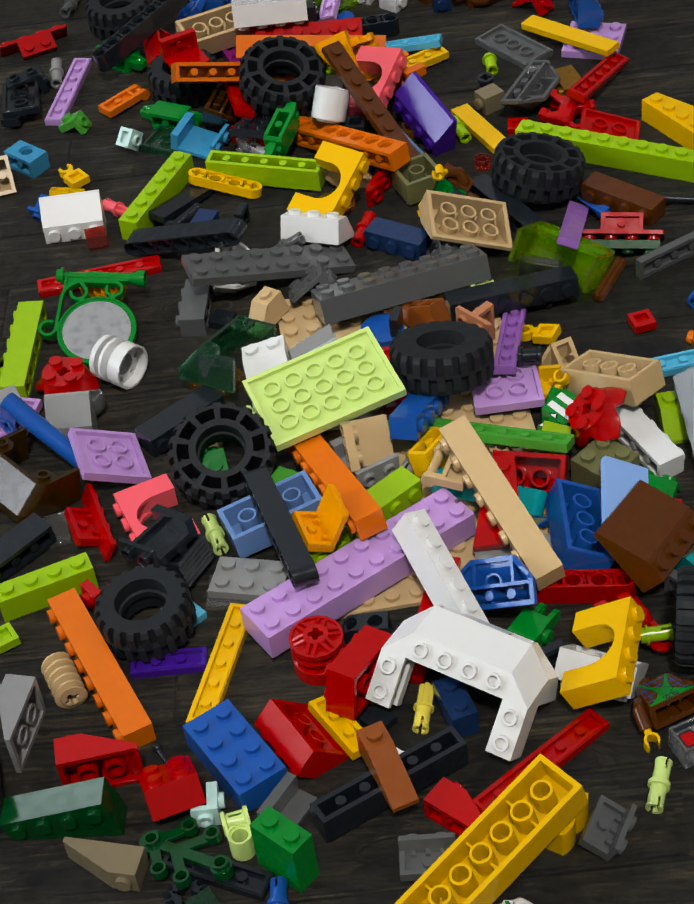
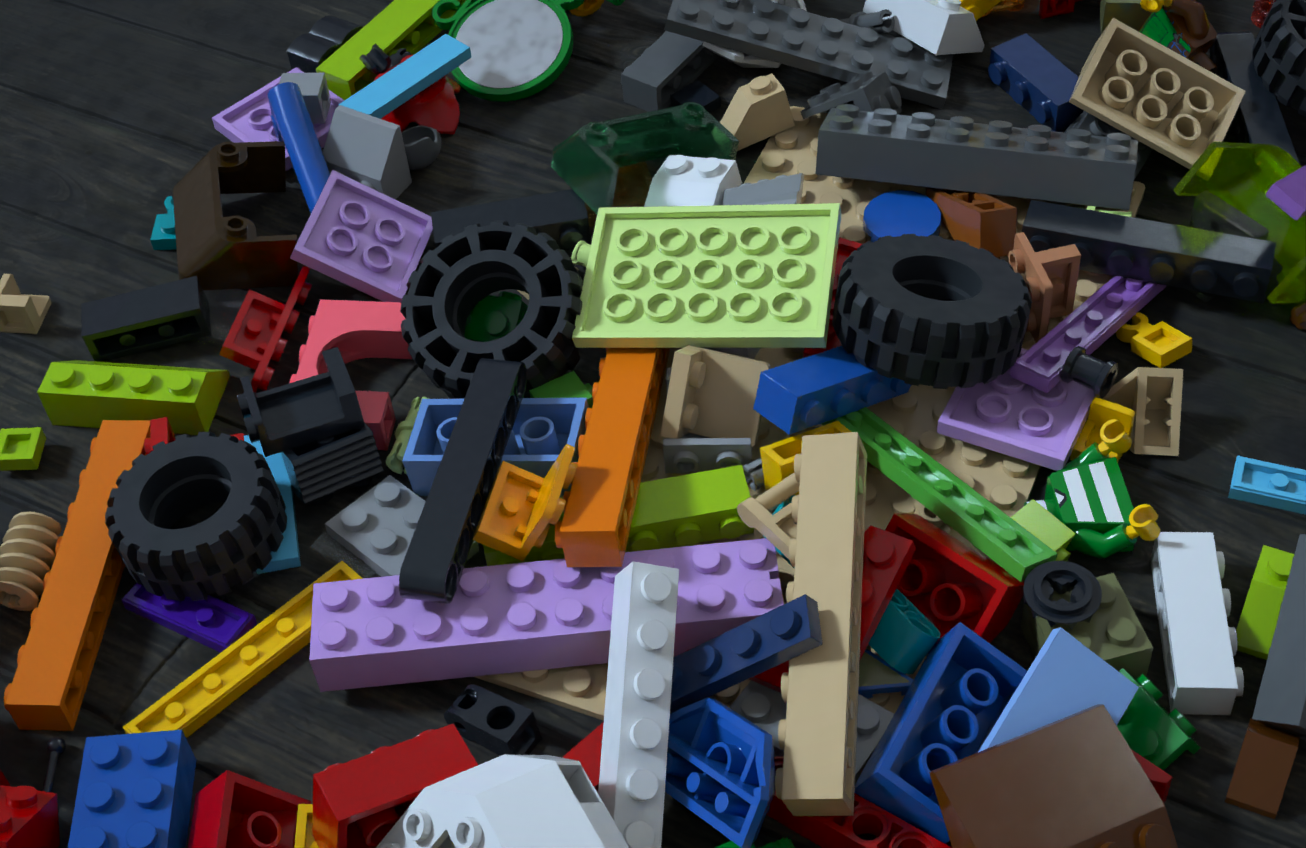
camera: 30 degrees right, 5 degrees up
(35, 367) = (378, 61): none -> black piece
(65, 366) = (409, 77): none -> medium azure tile
(118, 361) = (492, 100): white wheel -> none
(313, 645) = (376, 706): red wheel -> none
(358, 238) = (981, 59): red pin -> none
(396, 321) = (923, 213): black tile -> none
(478, 528) = (745, 651): none -> dark blue plate
(583, 443) = (1062, 578): none -> black gear
(595, 415) = (1114, 531): red brick -> none
(602, 369) = (1208, 481): tan brick -> none

